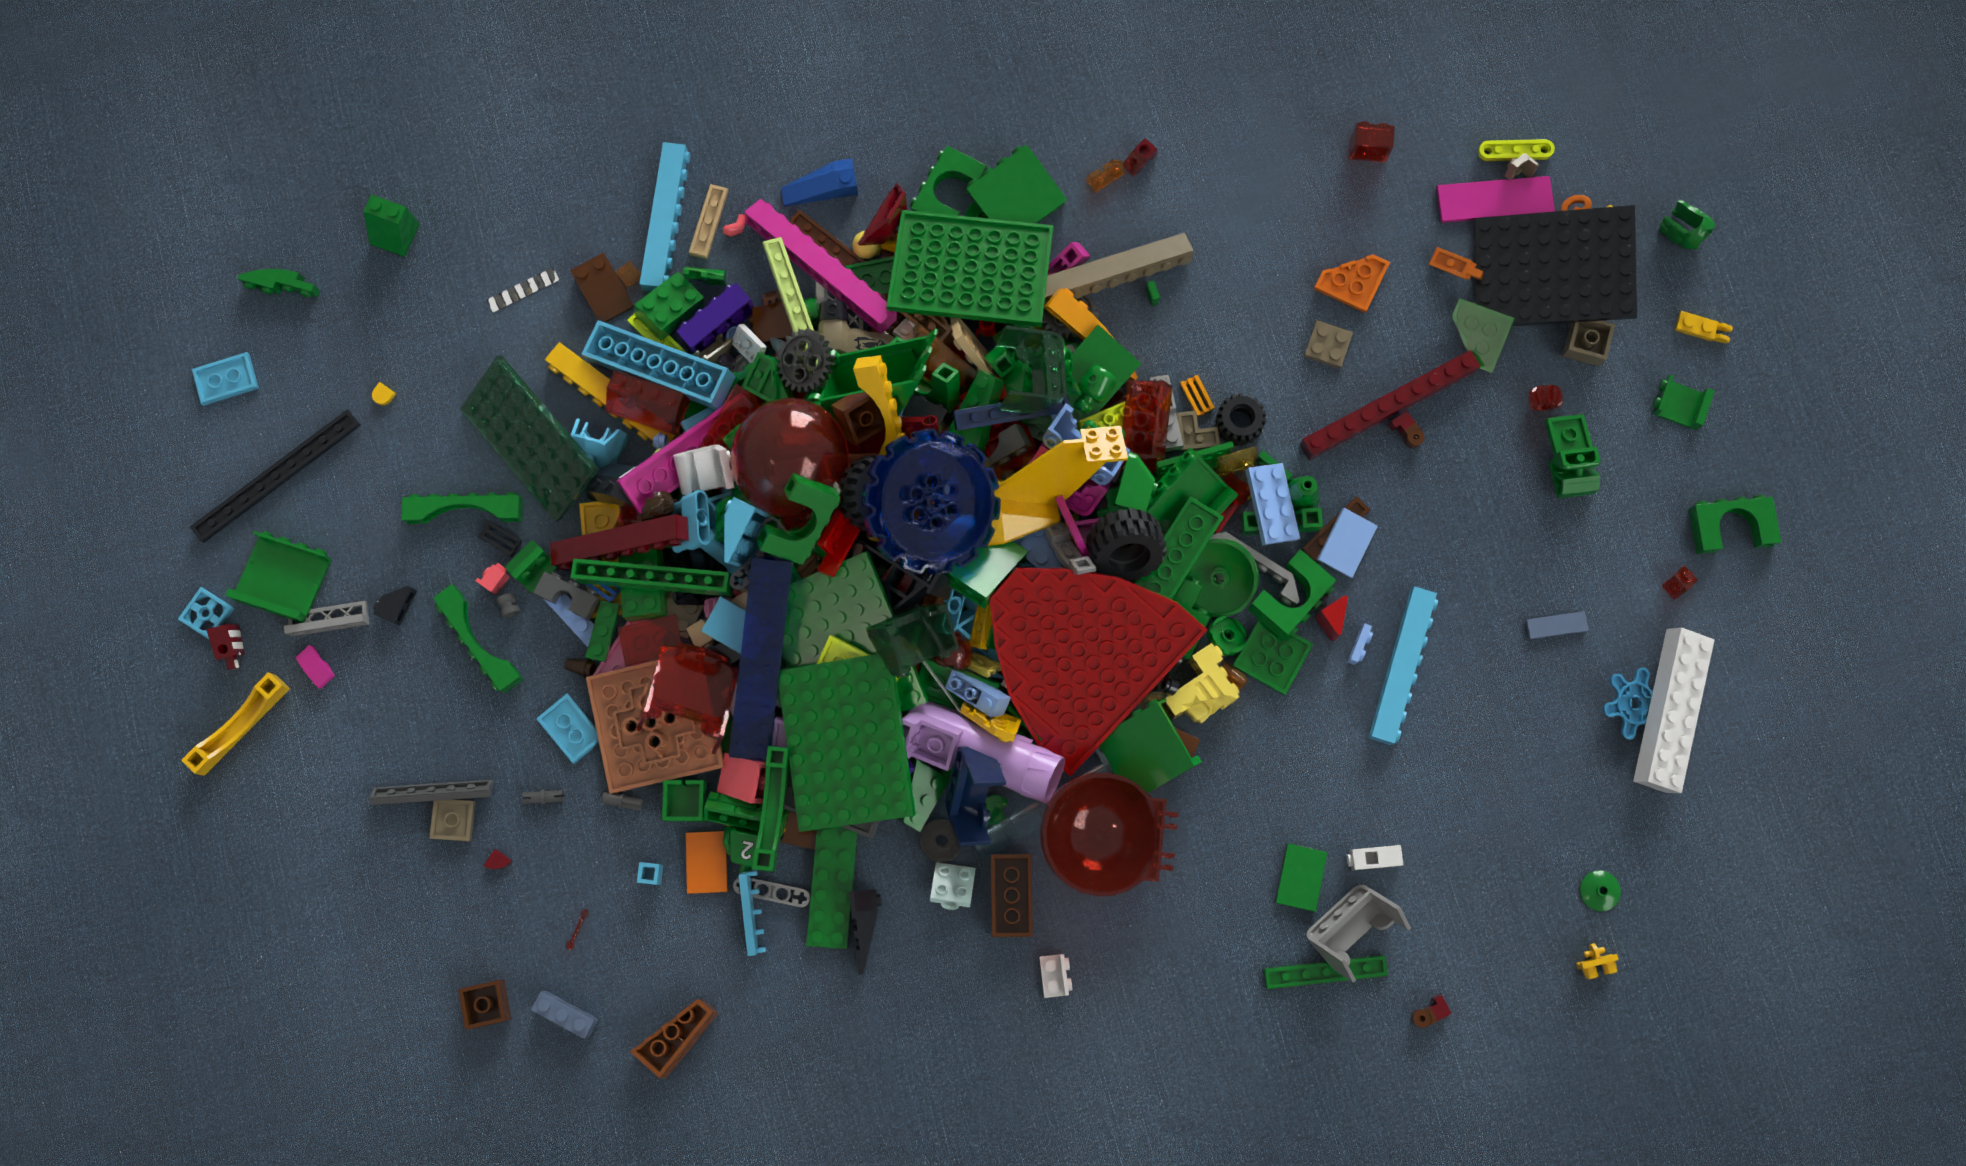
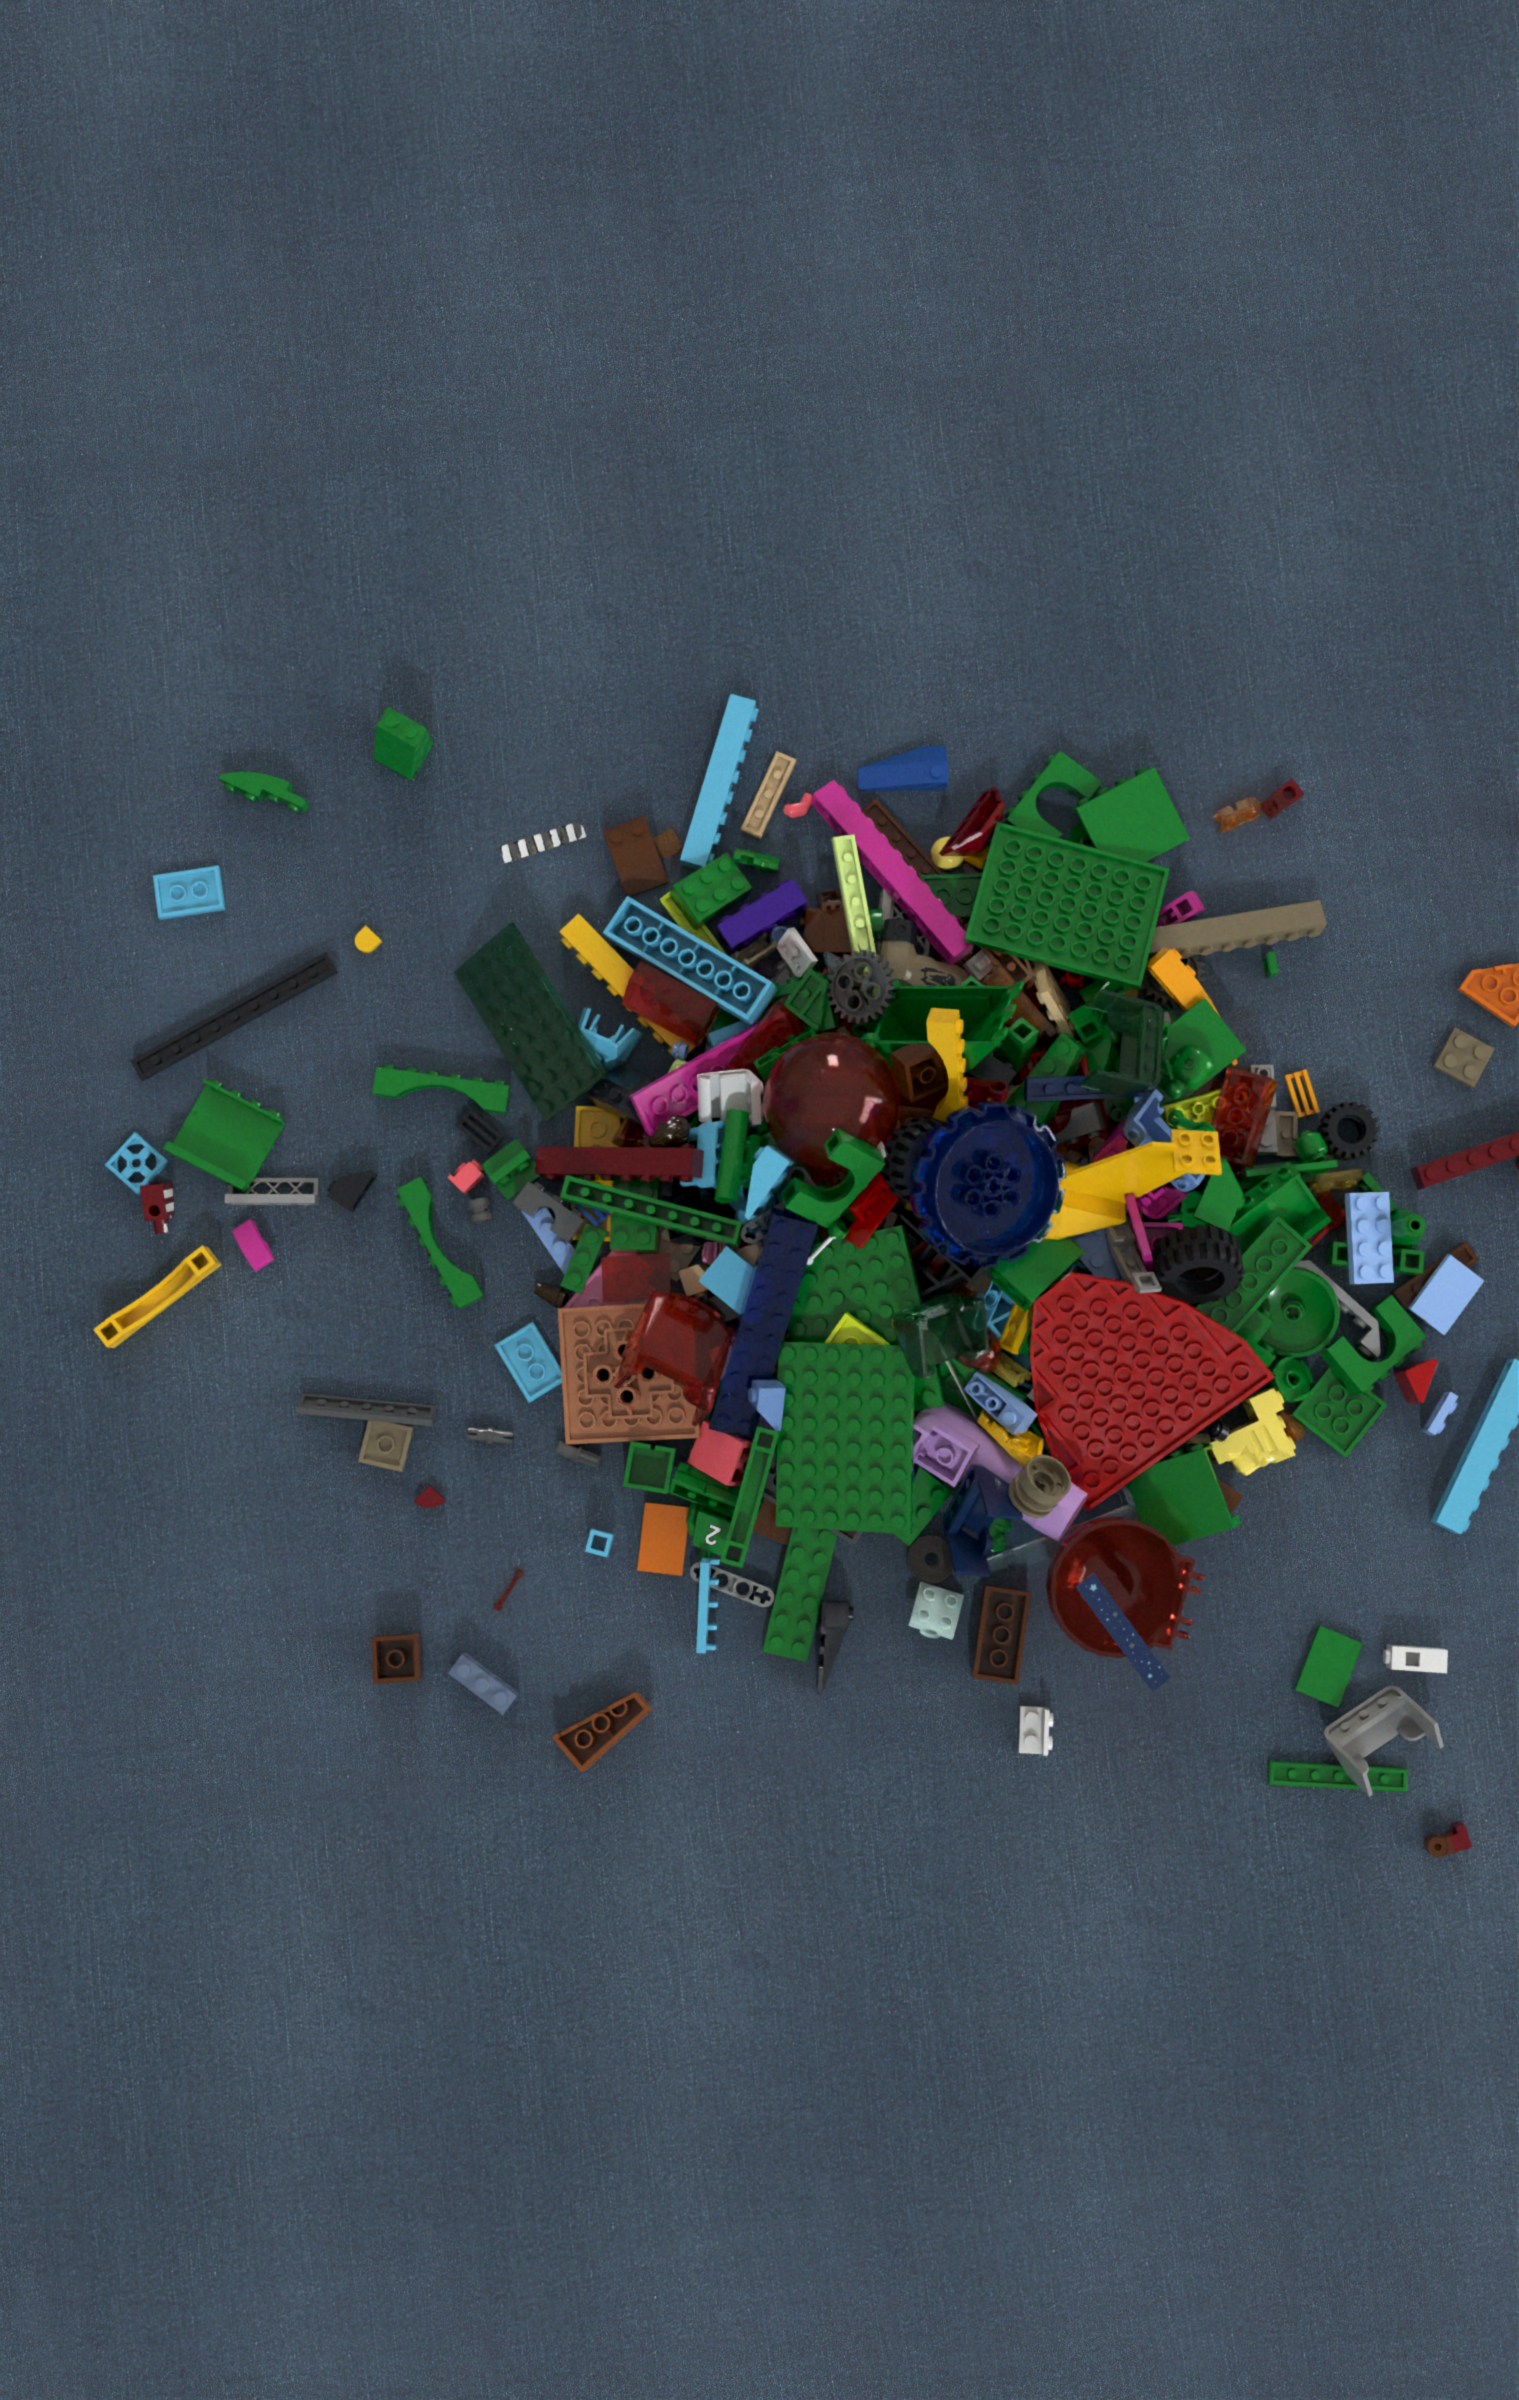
camera: 10 degrees right, 5 degrees up
(711, 517) = (731, 1156): none -> green brick
(774, 721) = (768, 1400): none -> medium blue slope
(811, 565) = (836, 1231): none -> green hinge
(1017, 753) = (1039, 1486): none -> dark tan wheel
(1113, 872) = (1123, 1632): none -> dark blue sticker
(1210, 435) = (1310, 1147): none -> green head

